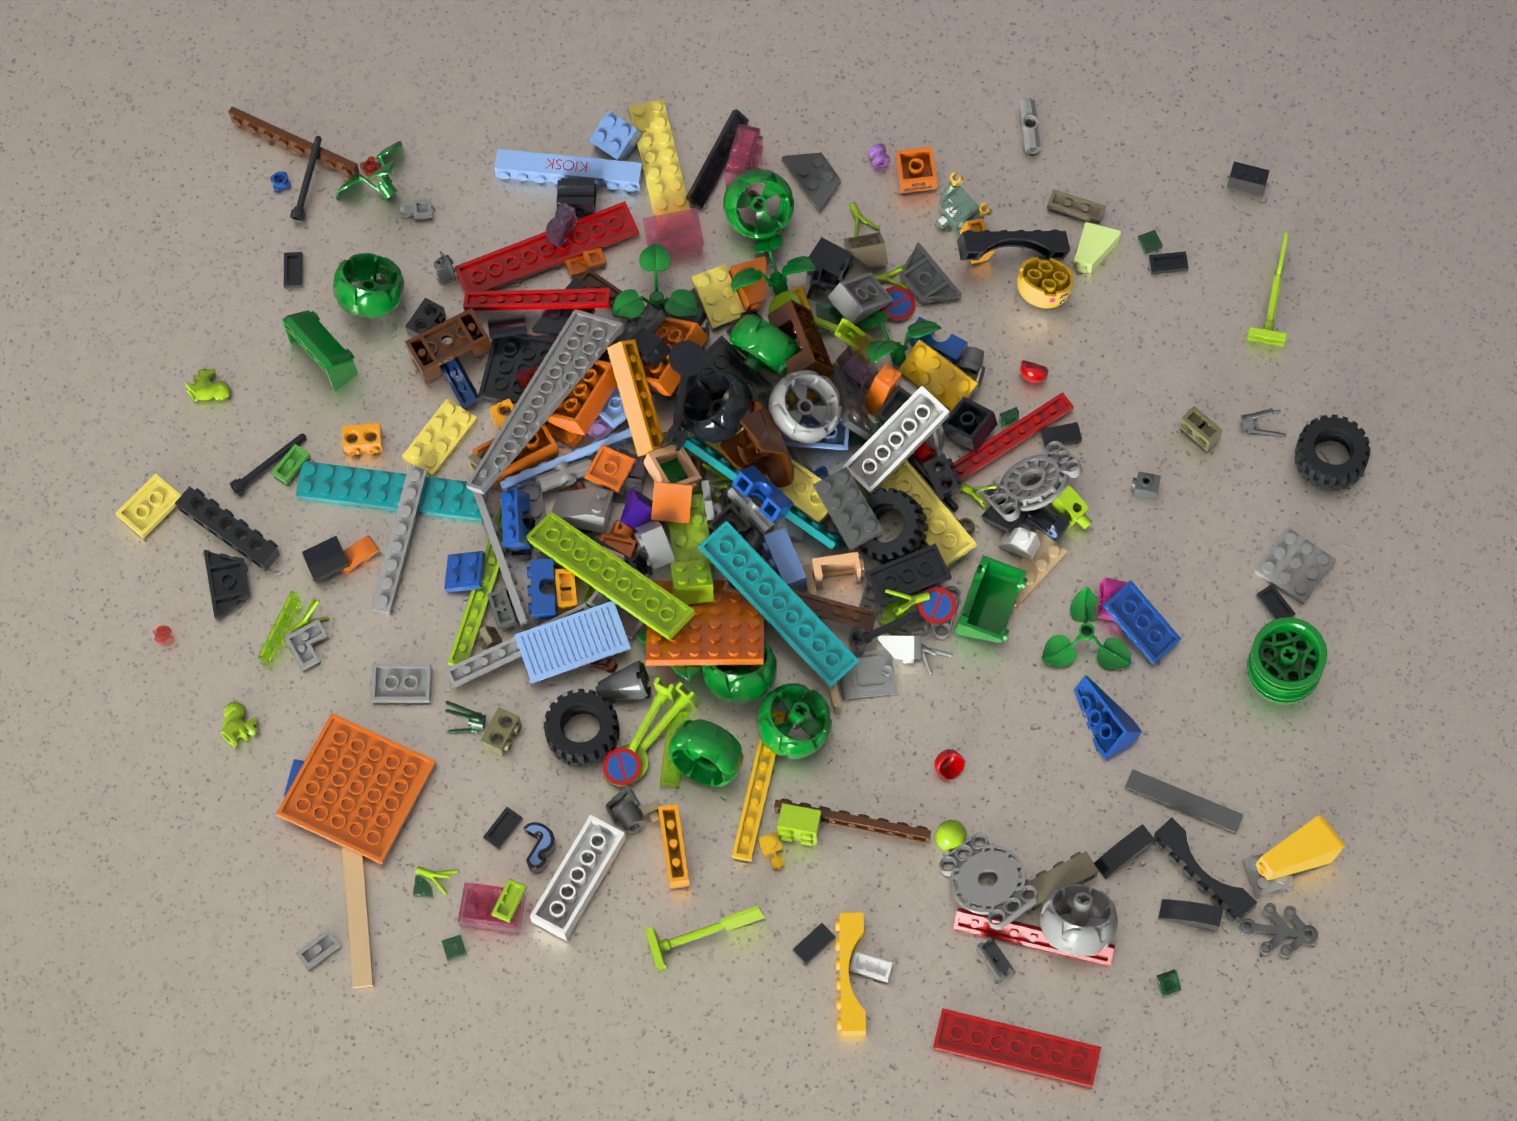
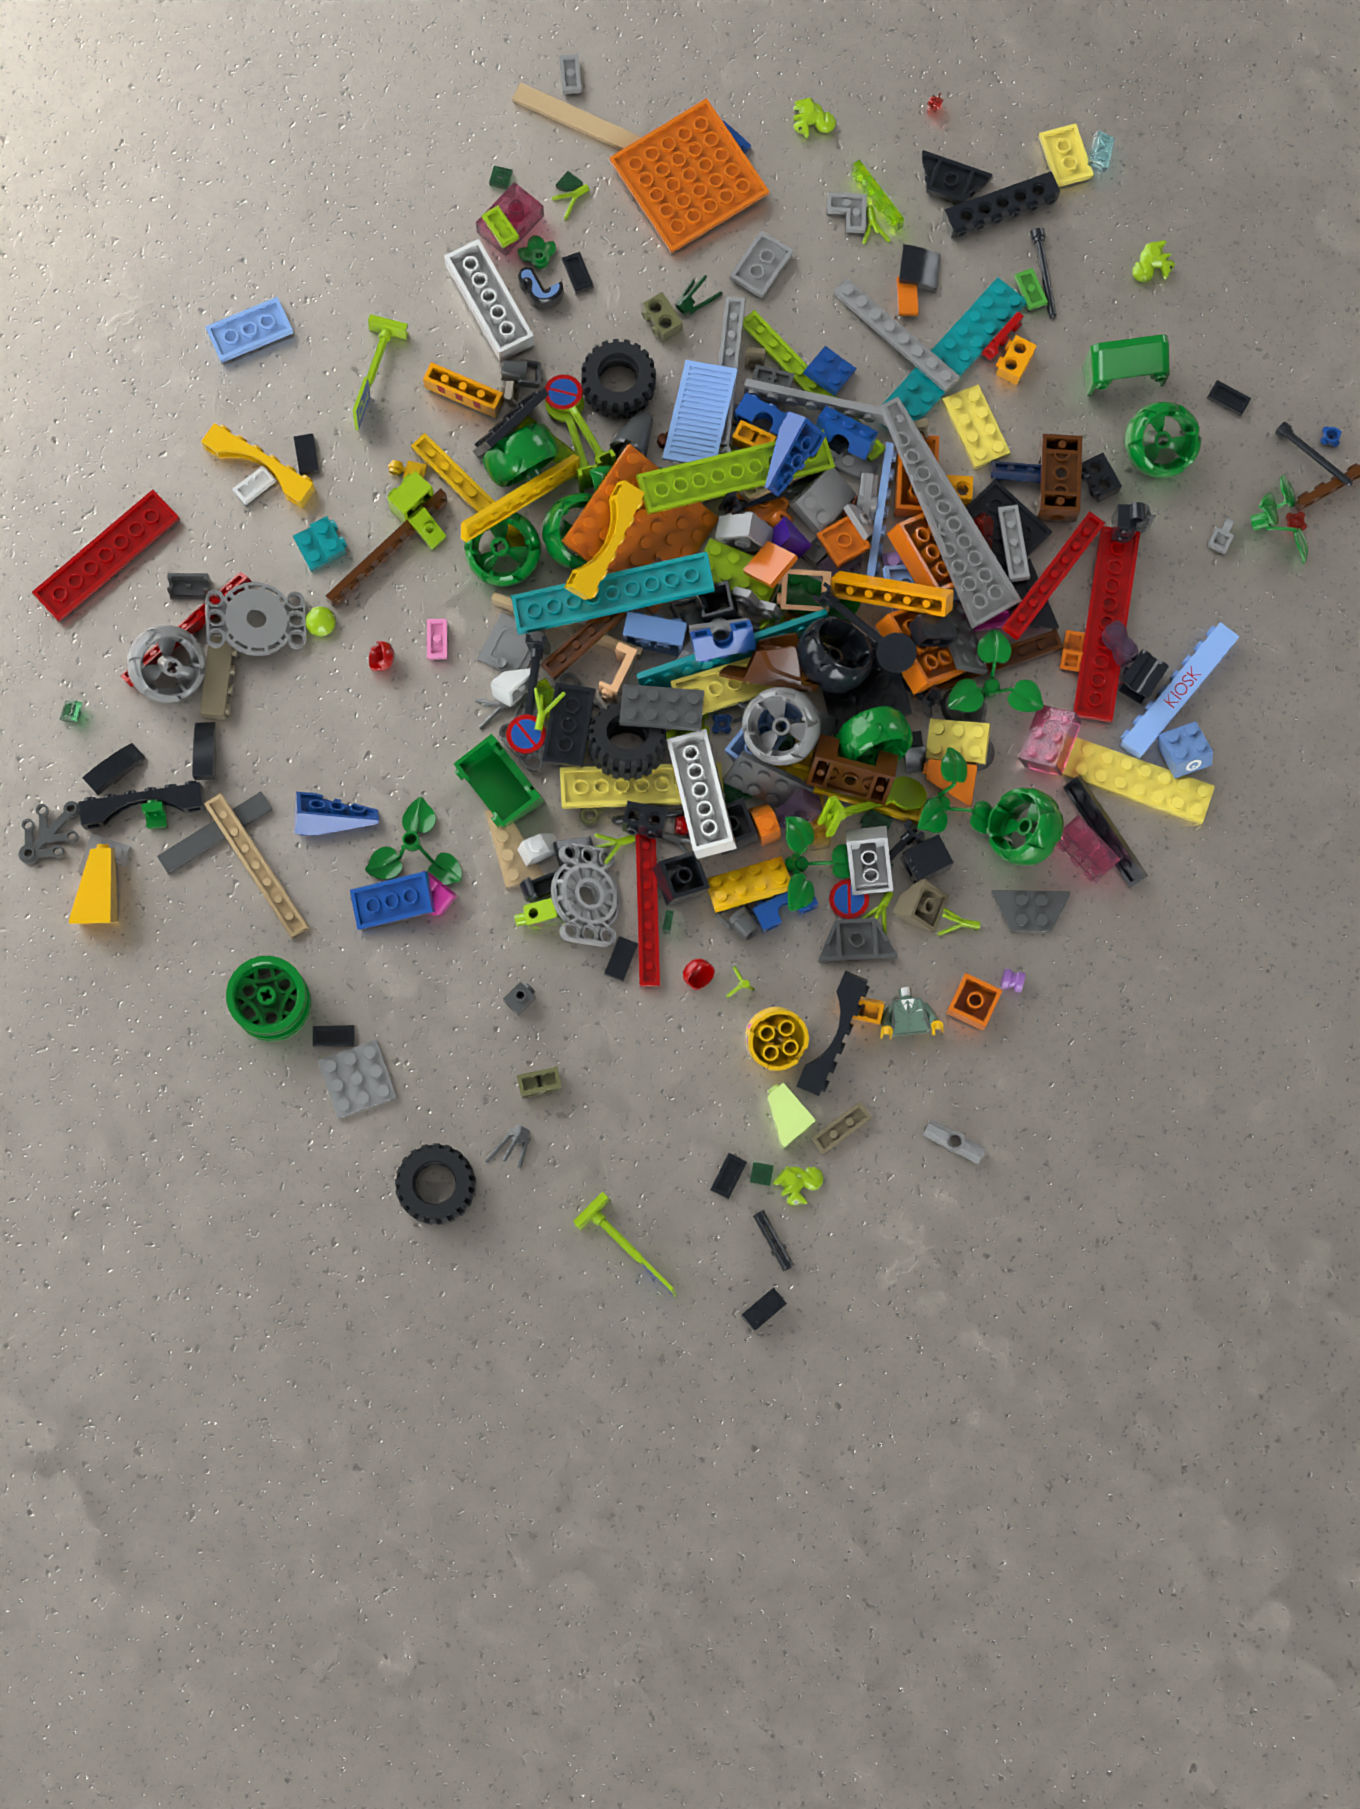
camera: 115 degrees right, 10 degrees up
(129, 480) = (1101, 151): none -> clear light blue plate
(347, 459) = (1002, 337): none -> red hinge
(458, 270) = (1125, 521): none -> black hinge
(501, 872) = (537, 252): none -> green plate
(507, 326) = (1046, 538): black slope -> none
(528, 344) = (1013, 543): none -> light grey plate
(550, 544) = (794, 444): none -> blue wedge
(586, 462) = (860, 520): none -> light grey plate
(683, 777) = (509, 421): none -> black plate
(692, 581) = (685, 537): lime brick -> none
(734, 1065) = (249, 329): none -> light blue plate
(753, 722) = (519, 498): none -> yellow plate
(780, 624) = (623, 504): none -> yellow arch
(814, 797) = (426, 527): none -> lime plate
(884, 879) = (320, 543): none -> teal plate
(902, 732) = (437, 639): none -> bright pink plate
(1020, 331) = (742, 983): none -> lime plant
(1139, 215) = (796, 1178): none -> lime animal
(1187, 749) = (256, 865): none -> tan tile
(1202, 187) = (785, 1262): none -> black pin
(1204, 854) = (155, 814): none -> green bracket

